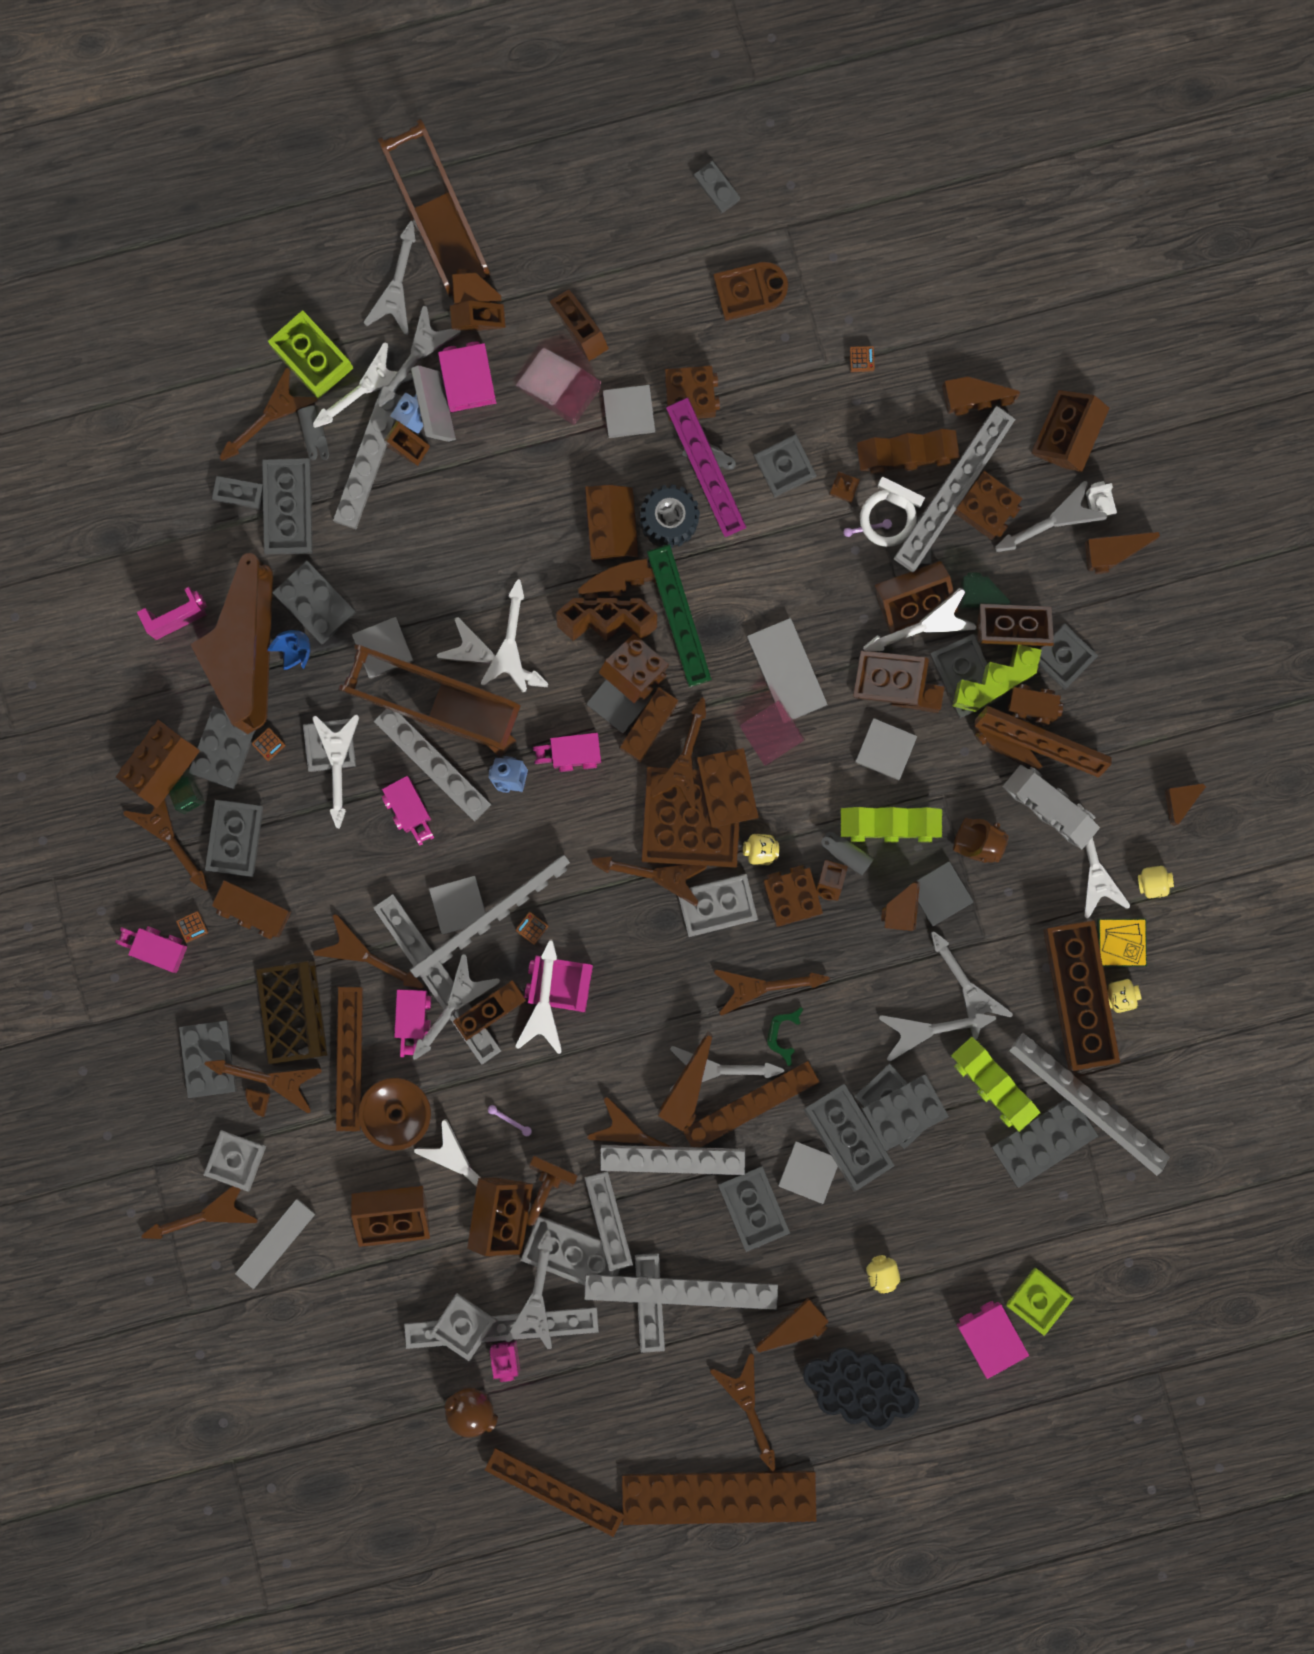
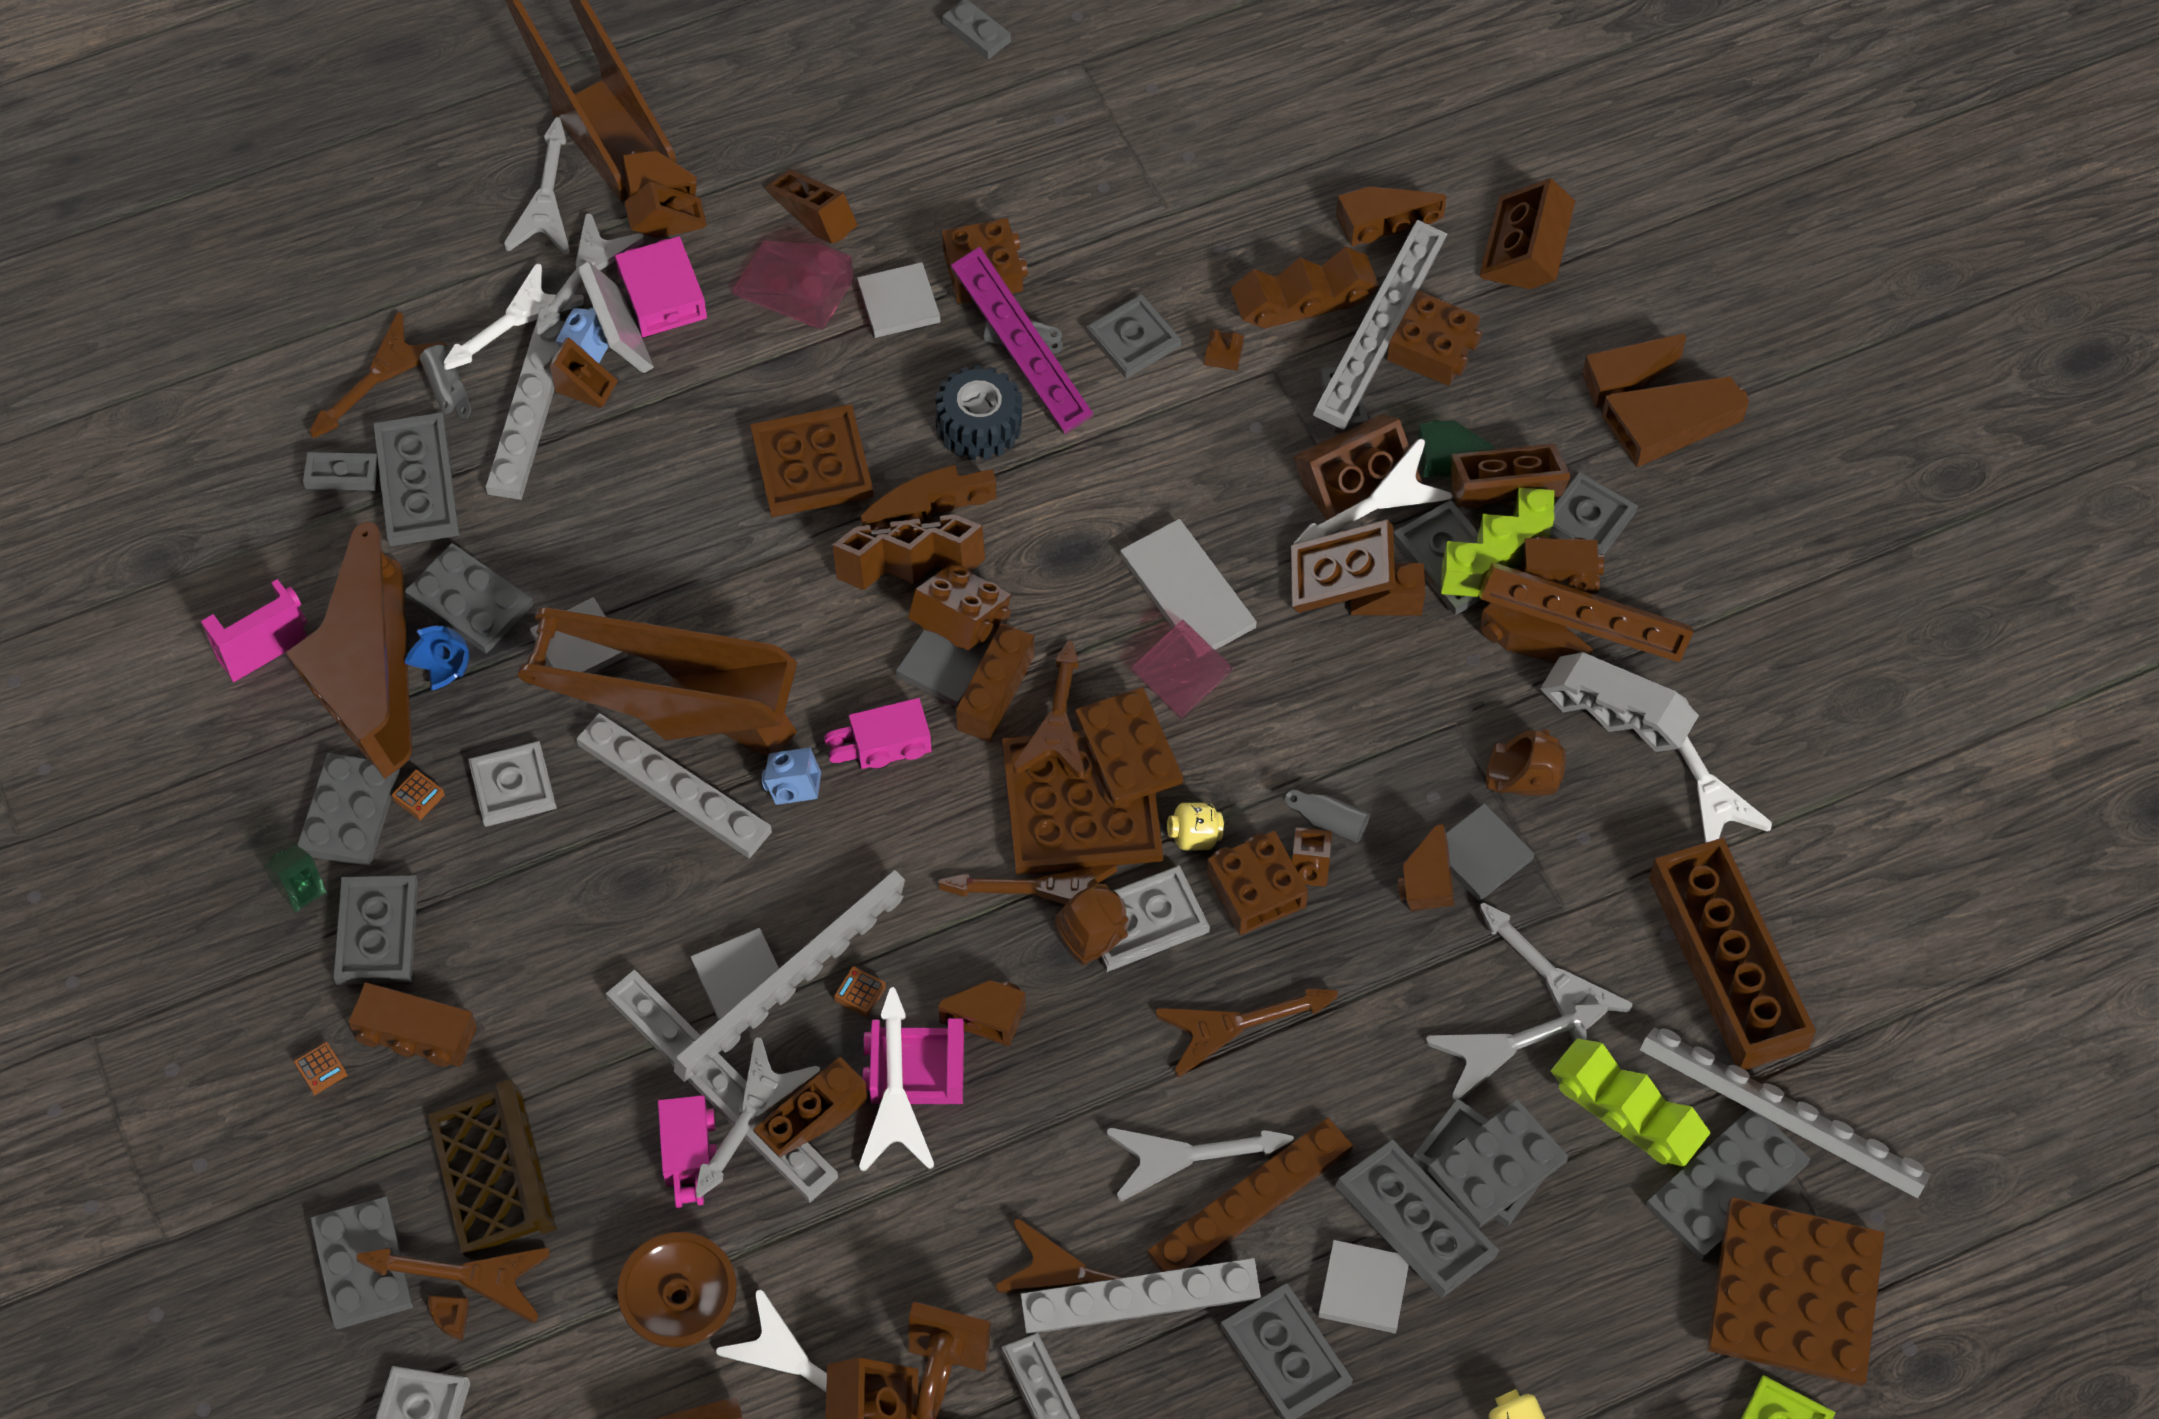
camera: 10 degrees left, 25 degrees down
(153, 948) = (260, 1104): dark pink brick -> none
(157, 763) = (247, 832): reddish brown brick -> none
(161, 826) = (257, 931): reddish brown piece -> none
(310, 354) = (431, 284): lime brick -> none
(336, 748) = (523, 781): white piece -> none
(349, 1058) = (593, 1225): reddish brown plate -> none
(352, 949) = (580, 1064): reddish brown piece -> none
(408, 808) = (644, 847): dark pink brick -> none
(476, 651) = (718, 622): white piece -> none
(507, 657) = (768, 621): white piece -> none
(525, 1130) = (895, 1294): lavender hinge -> none
(552, 533) = (811, 460): none -> reddish brown plate
(609, 956) = (987, 1010): none -> reddish brown slope
(611, 522) = (893, 433): reddish brown slope -> none
(679, 615) = (1015, 533): dark green tile -> none
(682, 1100) = (1141, 1195): reddish brown slope -> none
(684, 910) = (1092, 922): none -> reddish brown helmet
(748, 290) = (1044, 134): reddish brown plate -> none
(773, 1033) = (1265, 1098): dark green helmet -> none
(862, 359) = (1216, 196): dark orange tile -> none
(886, 524) = (1293, 388): lavender hinge -> none
(886, 749) = (1356, 670): light grey tile -> none
(891, 823) = (1385, 761): lime brick -> none
(899, 496) = (1306, 338): white tile -> none
(1066, 514) = (1548, 336): light grey piece -> none
(1068, 1220) = (1796, 1291): none -> reddish brown plate
(1101, 498) = (1591, 315): white bracket -> none
(1122, 942) = (1777, 877): yellow tile -> none
(1123, 995) = (1798, 947): light yellow head -> none
(1134, 592) = (1673, 416): none -> reddish brown slope
(1155, 882) = (1801, 784): light yellow head -> none
(1180, 801) = (1807, 668): reddish brown slope -> none

